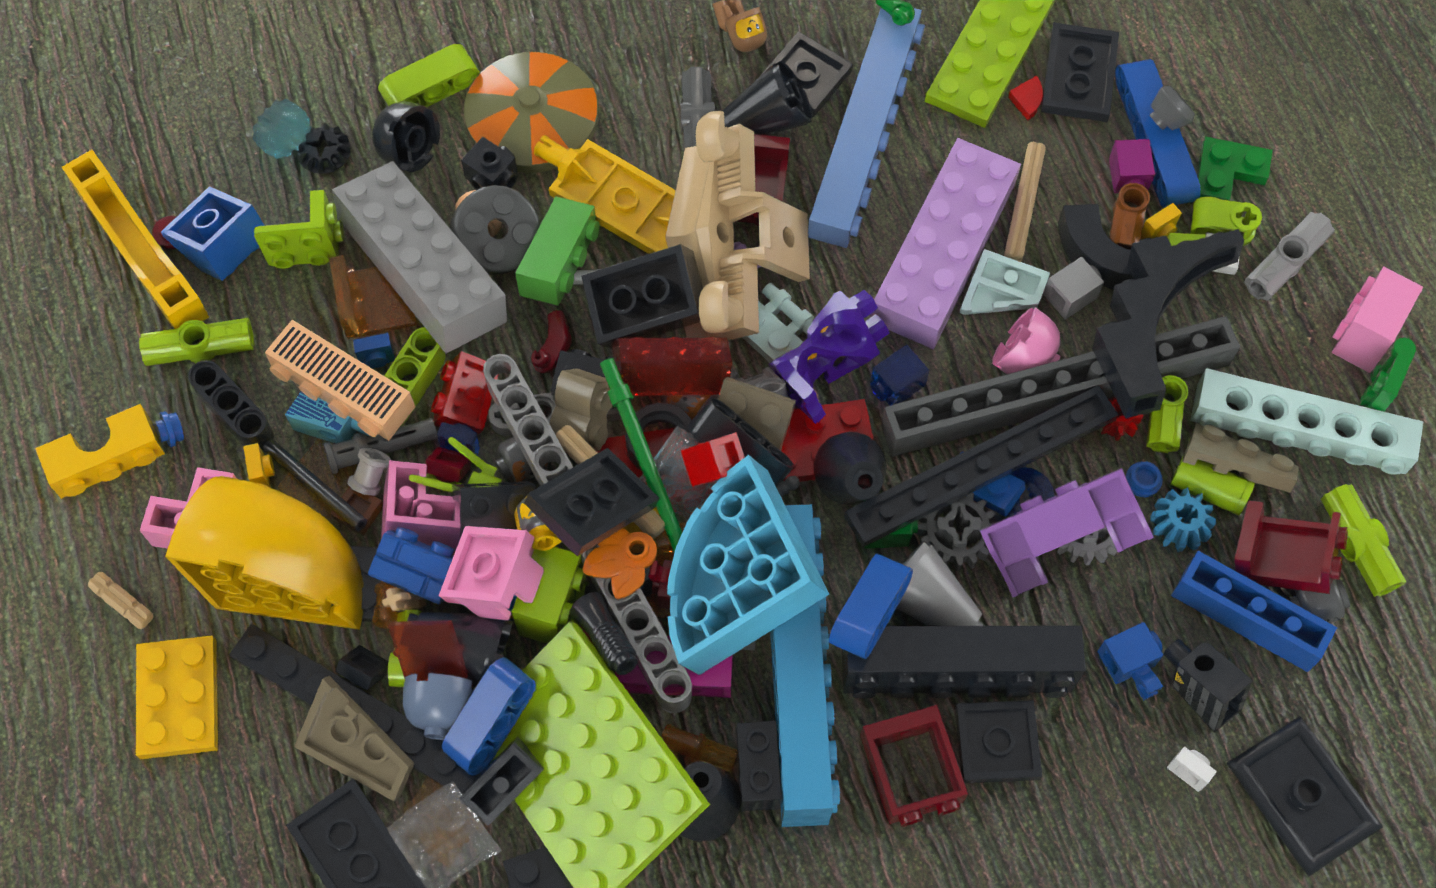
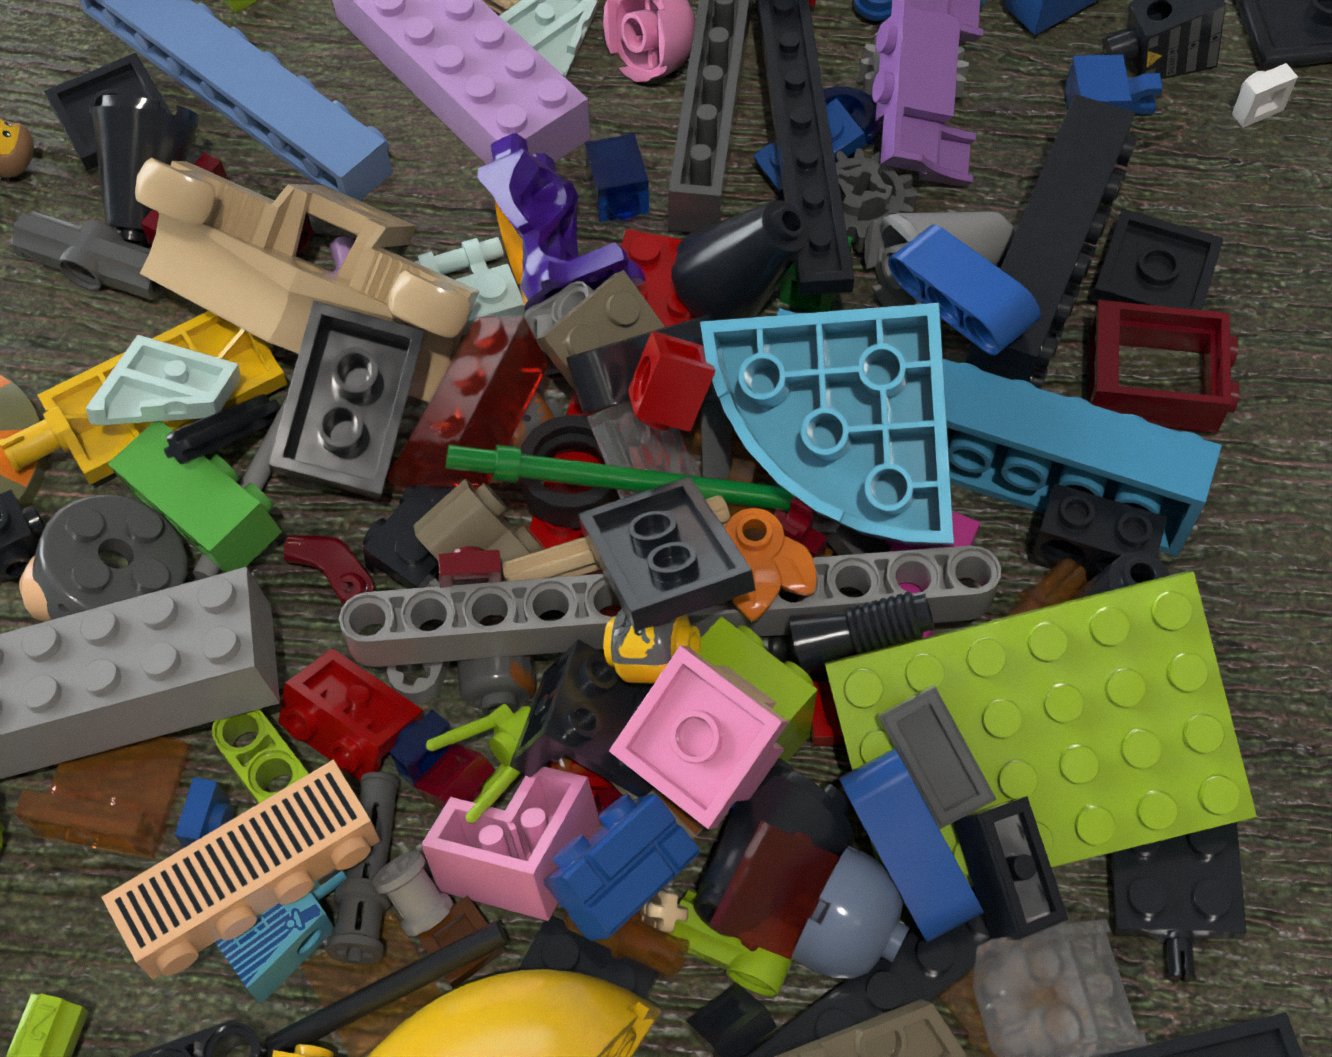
camera: 65 degrees left, 5 degrees down
(541, 707) = (937, 756): none -> dark grey tile
(552, 407) = (469, 566): none -> dark red plate
(598, 239) = (221, 429): none -> black axle
(614, 197) = (162, 384): none -> light aqua wing

